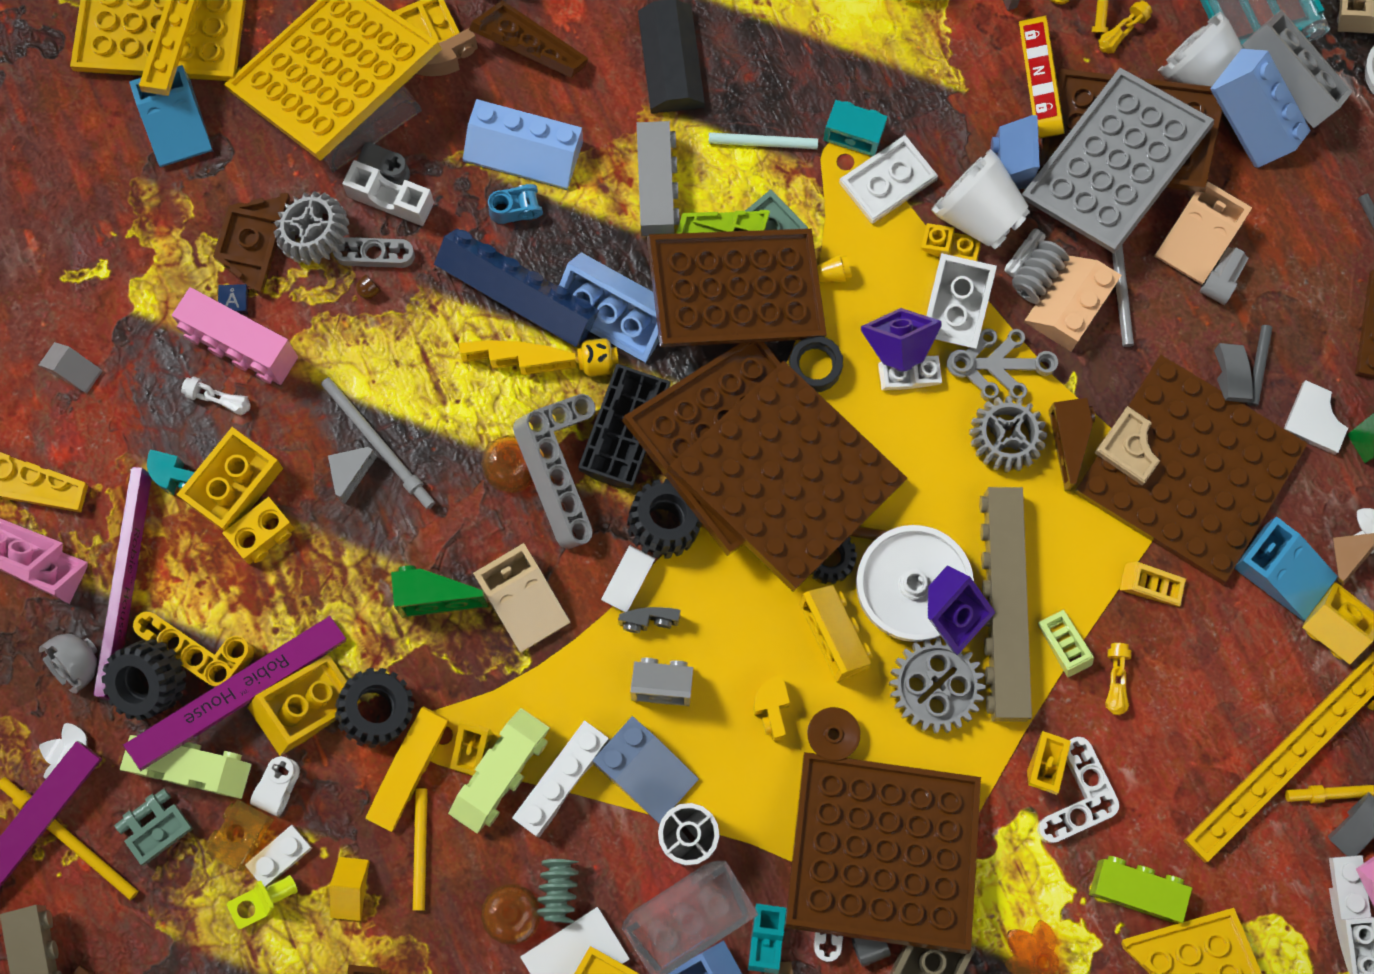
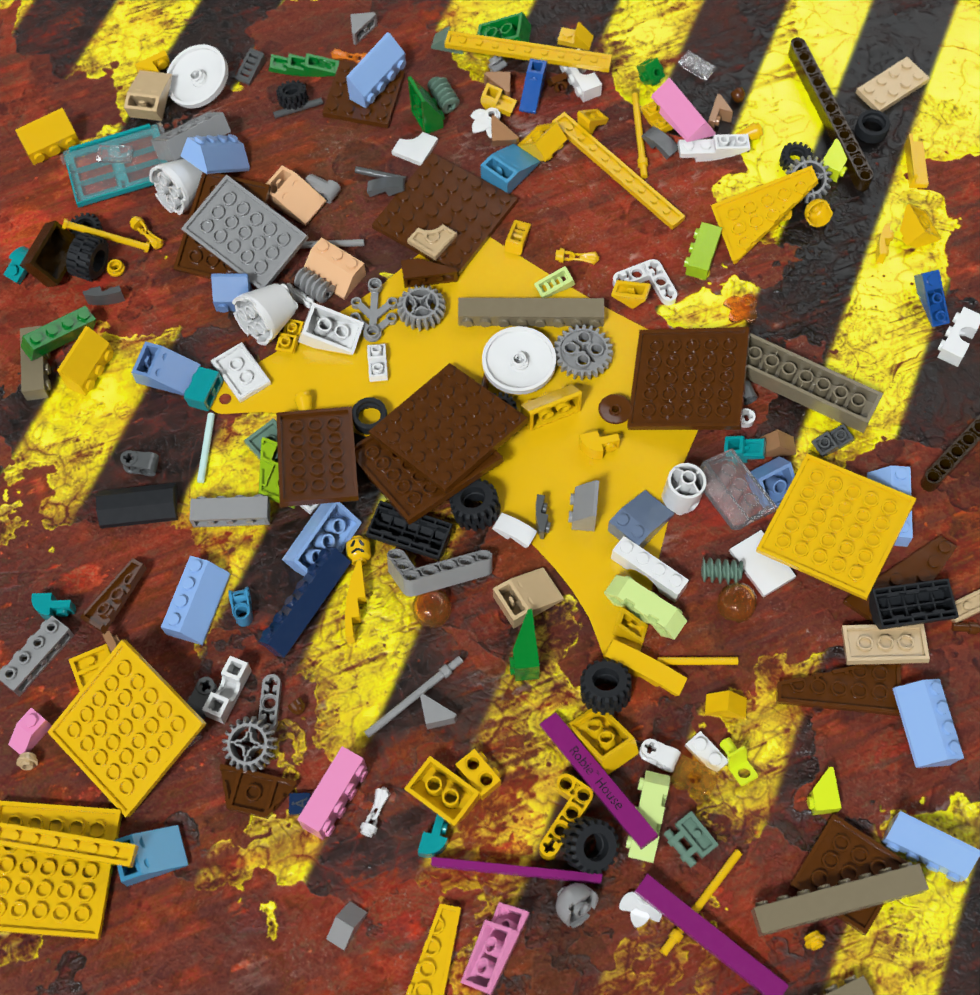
camera: 85 degrees left, 10 degrees down
(733, 55) = (141, 462): none -> dark grey piece
(885, 70) = (163, 369): none -> medium blue slope
(901, 338) = (355, 362): dark purple slope -> none
(957, 608) = (535, 330): dark purple slope -> none
(1041, 76) = (176, 277): beam -> none

